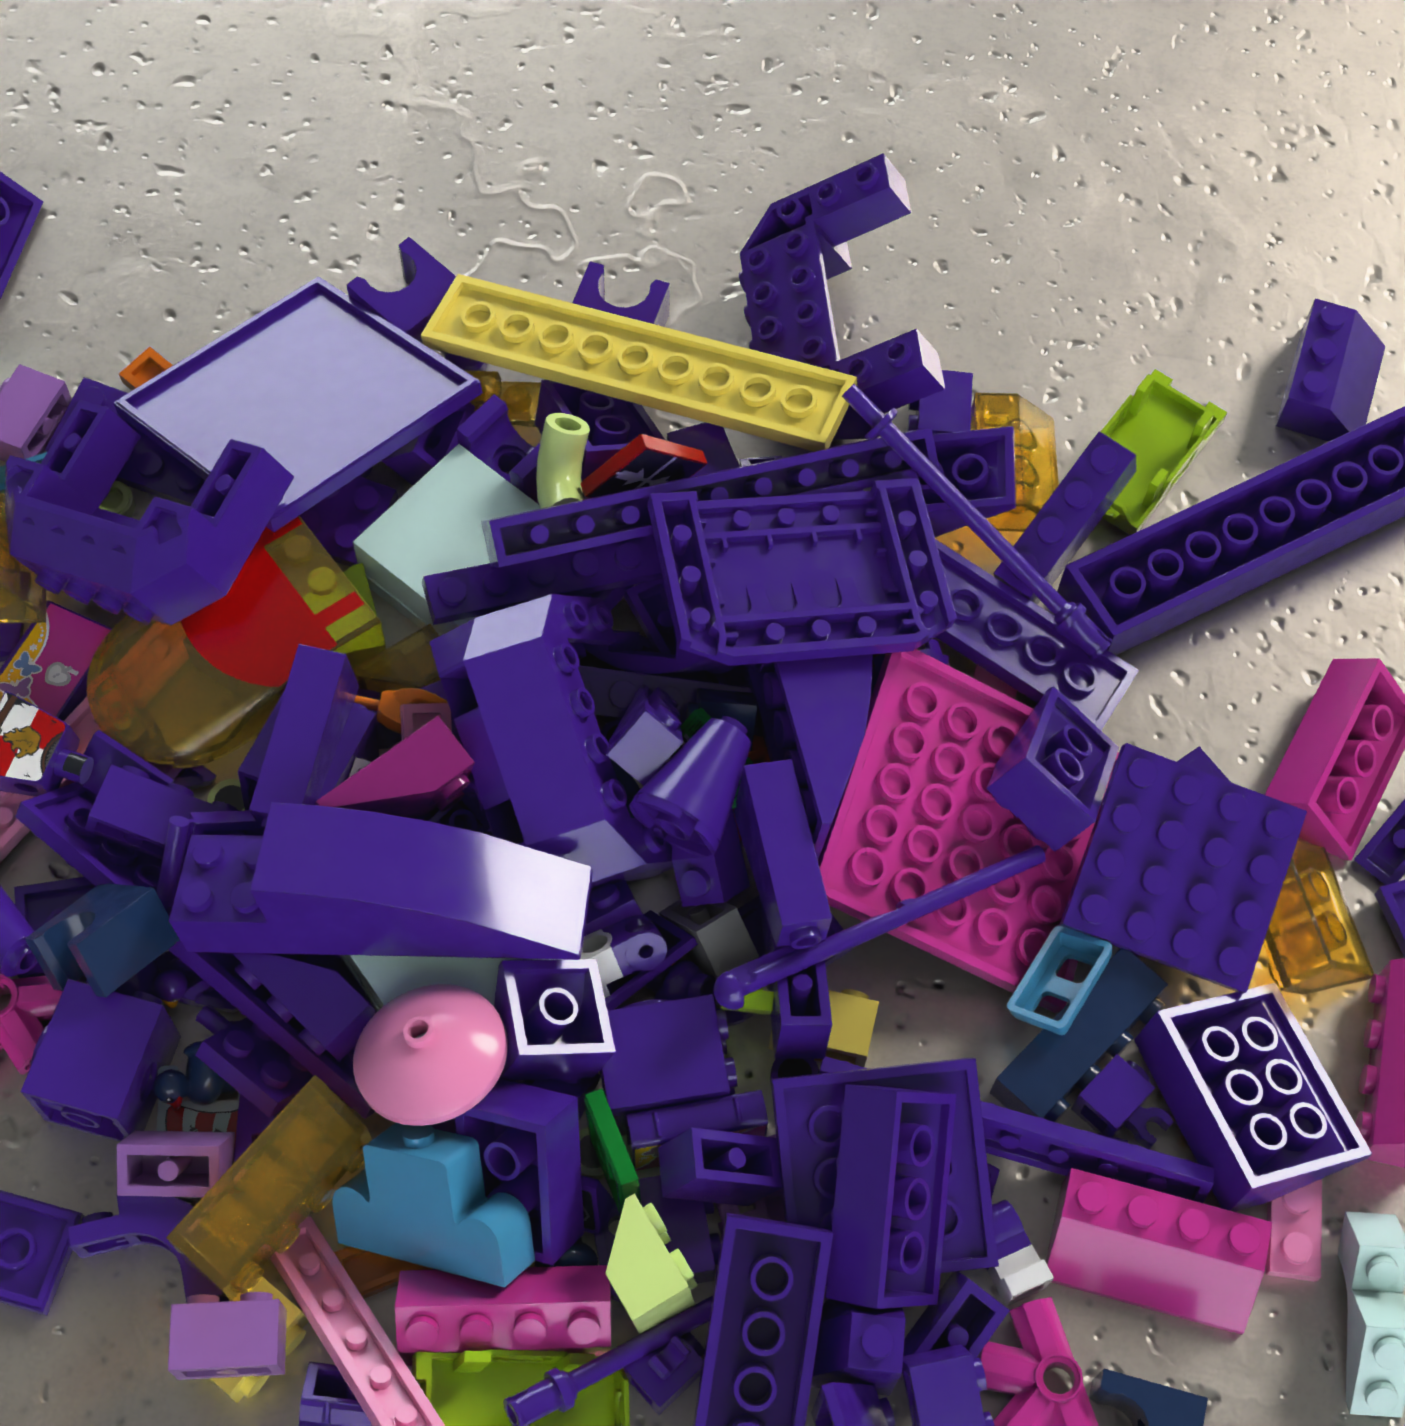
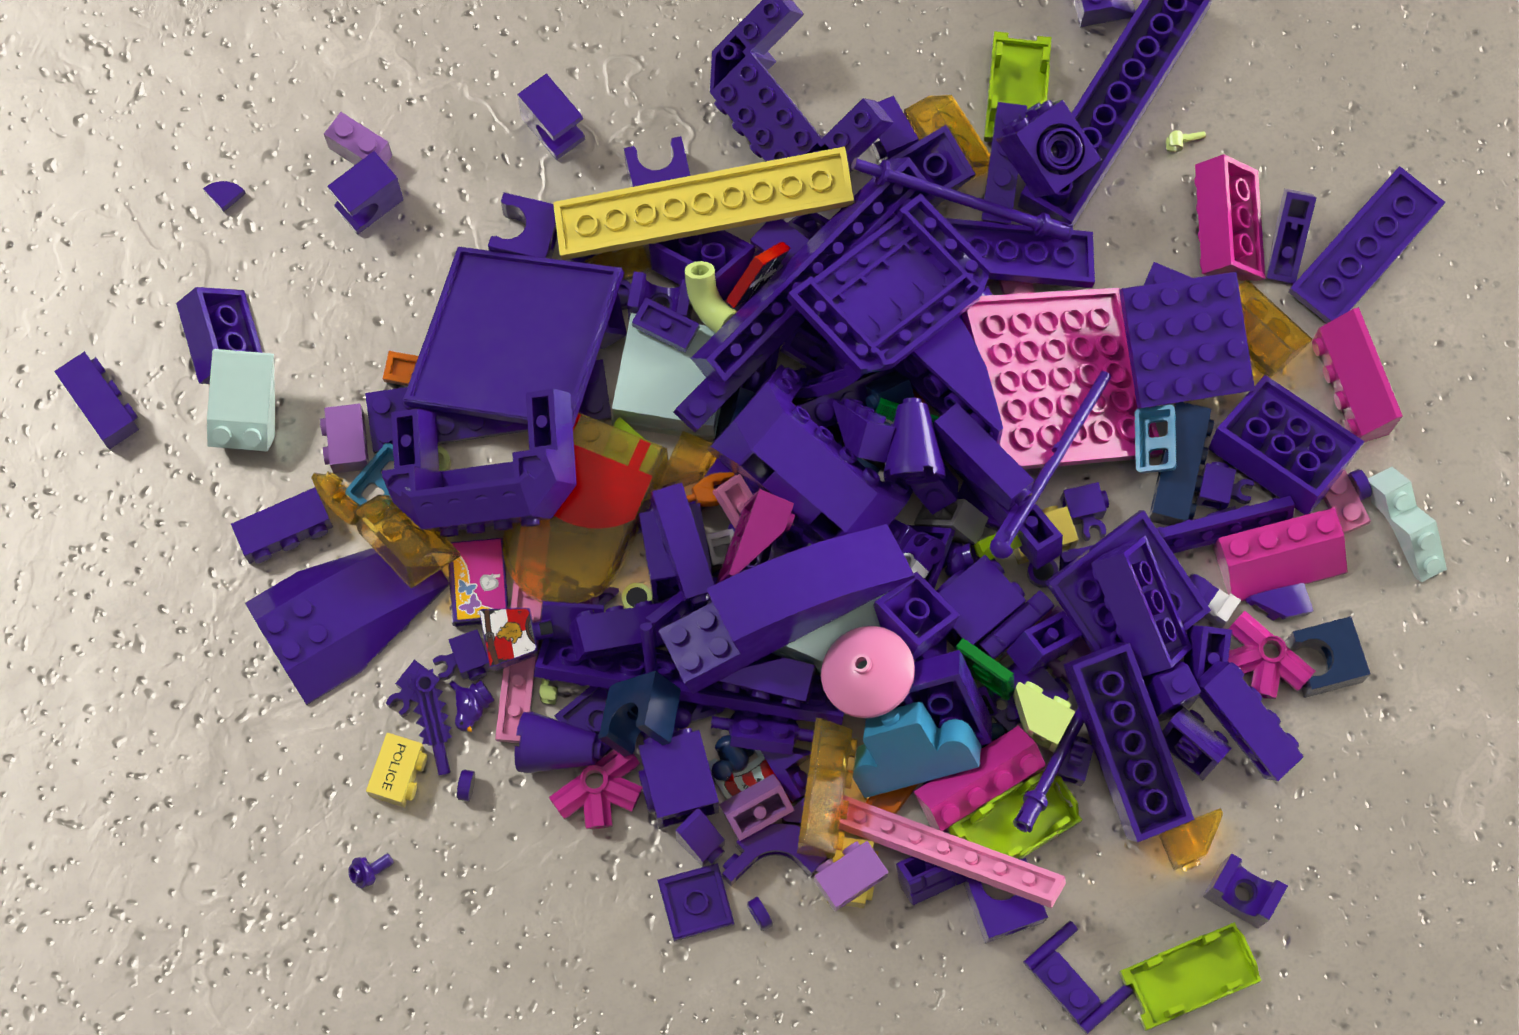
camera: 30 degrees left, 10 degrees up
(33, 857) = (548, 693): none -> yellowish green hand
(74, 1160) = (700, 838): none -> dark purple slope
(84, 1319) = (759, 913): none -> dark purple tile
(101, 92) = (224, 193): none -> dark purple tile
(251, 159) = (366, 192): none -> dark purple piece
(286, 111) = (354, 140): none -> medium lavender brick
(487, 475) = (665, 325): none -> dark purple plate
(529, 187) = (551, 116): none -> dark purple piece
(908, 1020) = (1086, 507): none -> dark purple brick
(1054, 771) = (1087, 322): dark purple slope -> none
(1120, 1320) = (1283, 602): none -> dark purple slope
(1137, 485) = (1048, 148): none -> dark purple brick
(1327, 617) = (1176, 138): none -> yellowish green hand
(1334, 1214) = (1360, 483): none -> dark purple tile

